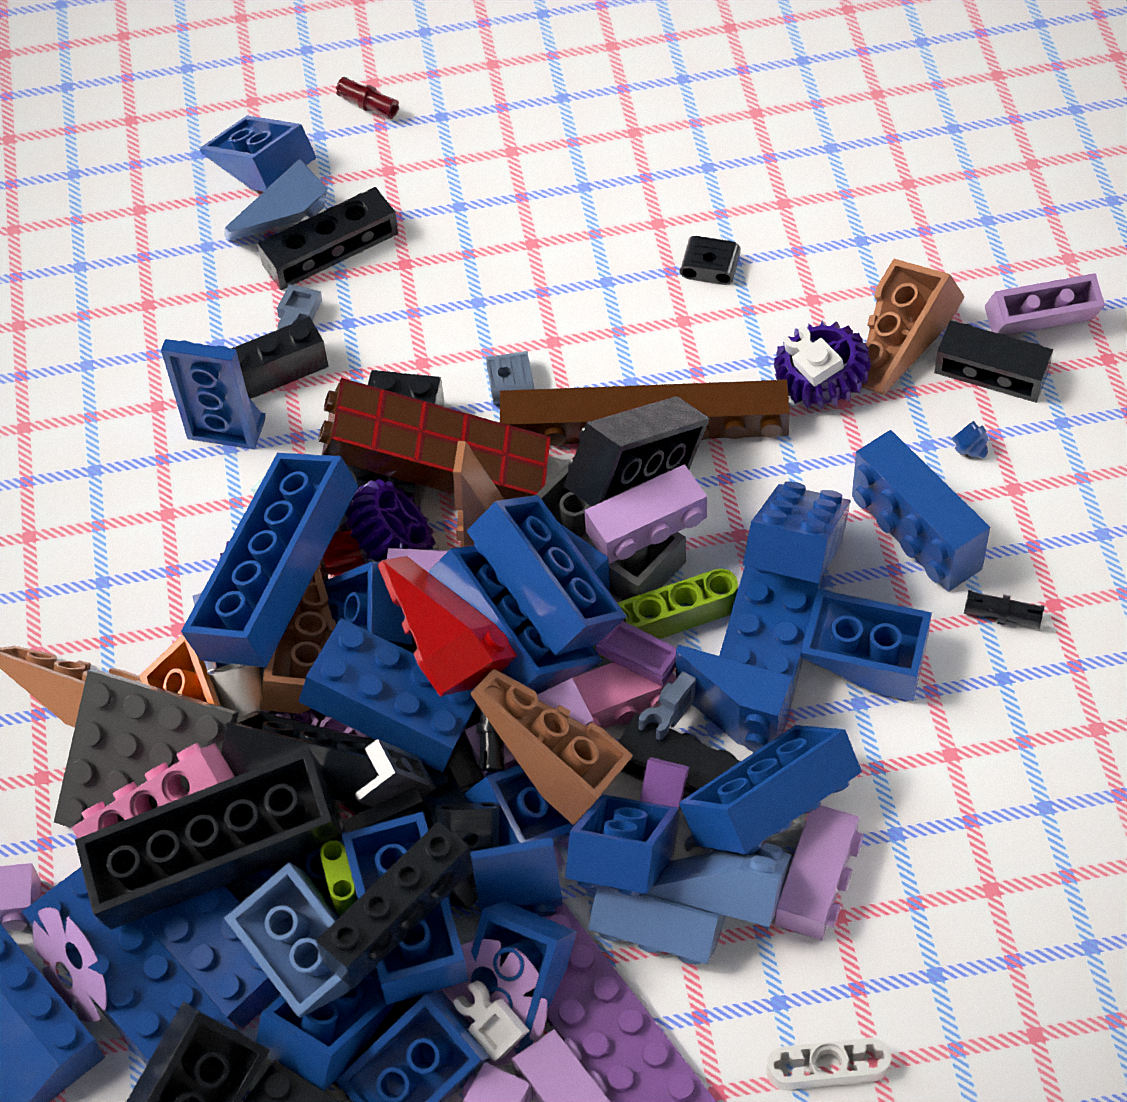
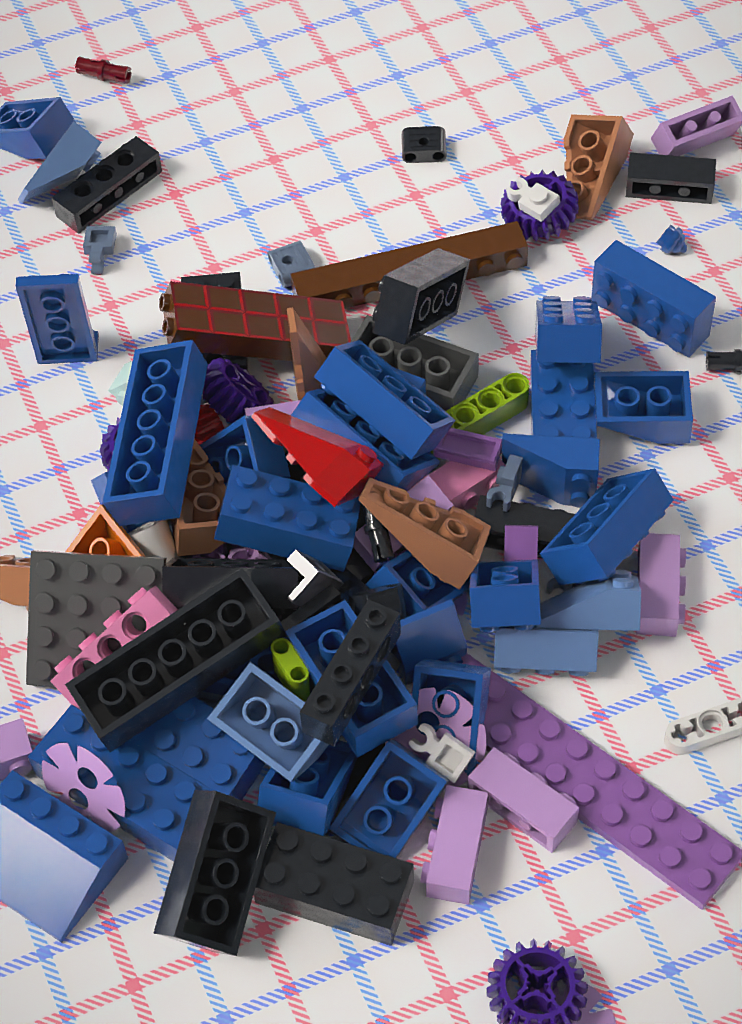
camera: 15 degrees left, 0 degrees up
(281, 357) = (107, 279): black brick -> none
(646, 514) = (444, 340): lavender brick -> none

